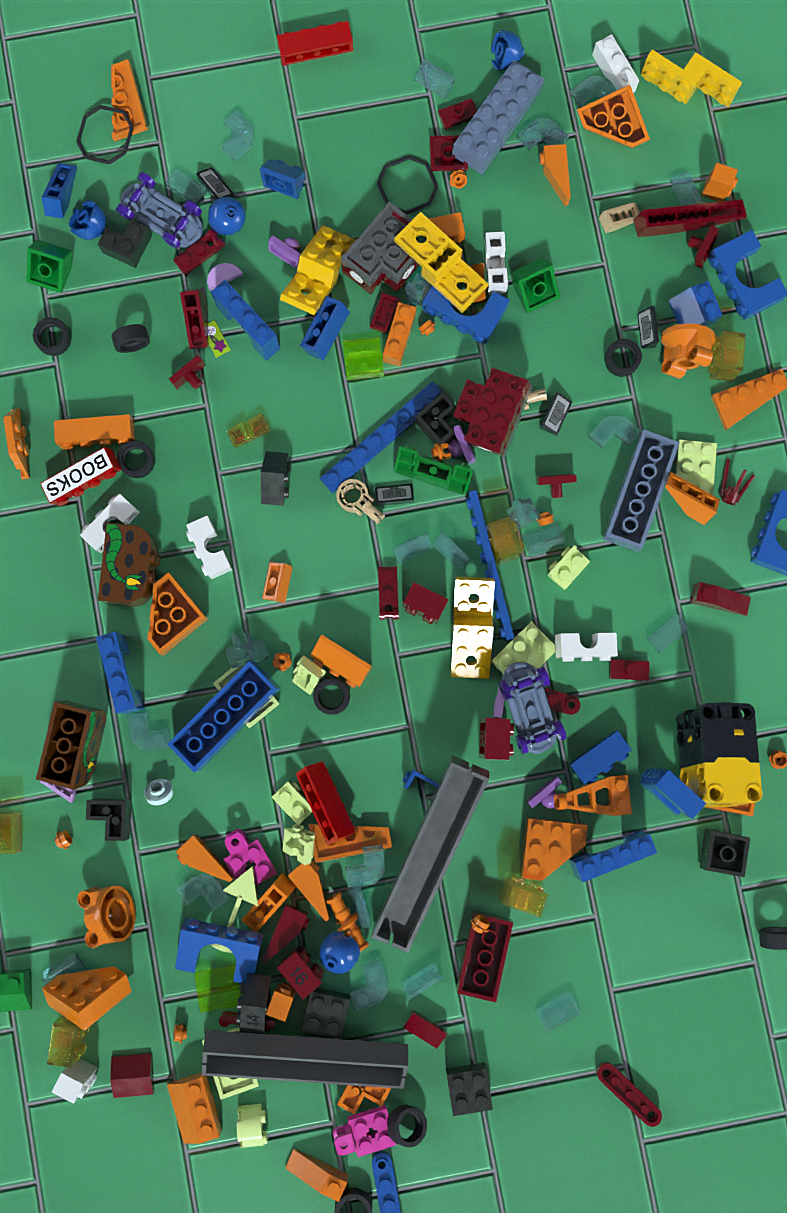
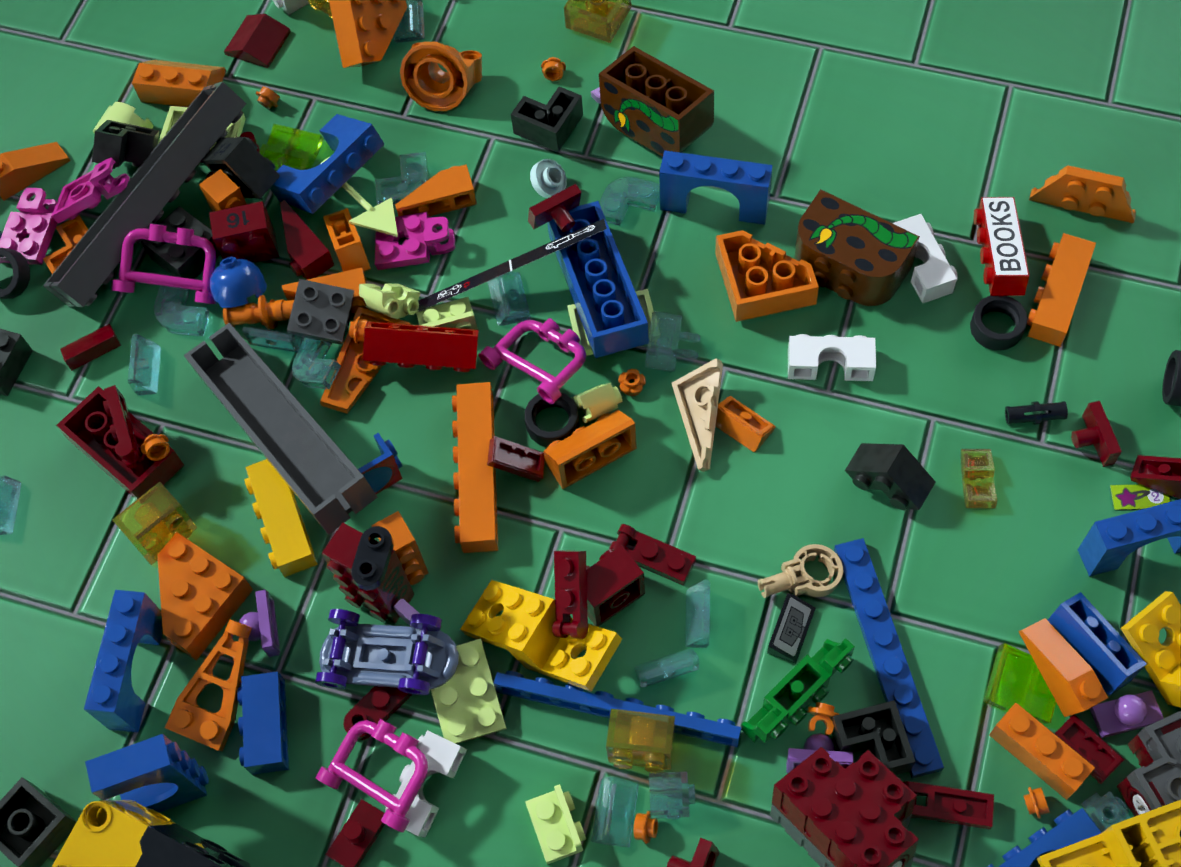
camera: 125 degrees right, 20 degrees down
(189, 414) = (1055, 411): none -> black pin
(191, 763) = (556, 208): none -> dark red tile
(241, 774) = (512, 264): none -> black sticker
(258, 771) = (509, 299): none -> clear light blue slope
(270, 1107) = (123, 143): none -> pearl dark grey brick
(274, 728) = (547, 331): none -> dark pink bar
(278, 612) = (698, 404): none -> tan wing
(313, 1104) = (87, 191): none -> dark pink plate
(328, 1006) = (158, 233): none -> dark pink bar
(333, 849) = (356, 330): none -> orange plate
(334, 881) = (321, 312): none -> dark grey plate
(349, 338) = (1063, 669): none -> orange slope
(354, 300) = (1126, 714): none -> medium lavender tile
(370, 701) = (516, 459): none -> dark red plate
(385, 724) = (474, 477): none -> orange brick
(447, 616) = (570, 594): none -> dark red plate
(451, 369) = (953, 805): none -> dark red plate
(468, 732) = (405, 547): none -> orange brick
(481, 952) = (122, 429): none -> dark red plate
(483, 820) = (281, 519): none -> yellow brick
(498, 726) = (372, 556): none -> black plate
(608, 702) = (405, 745): none -> dark pink bar

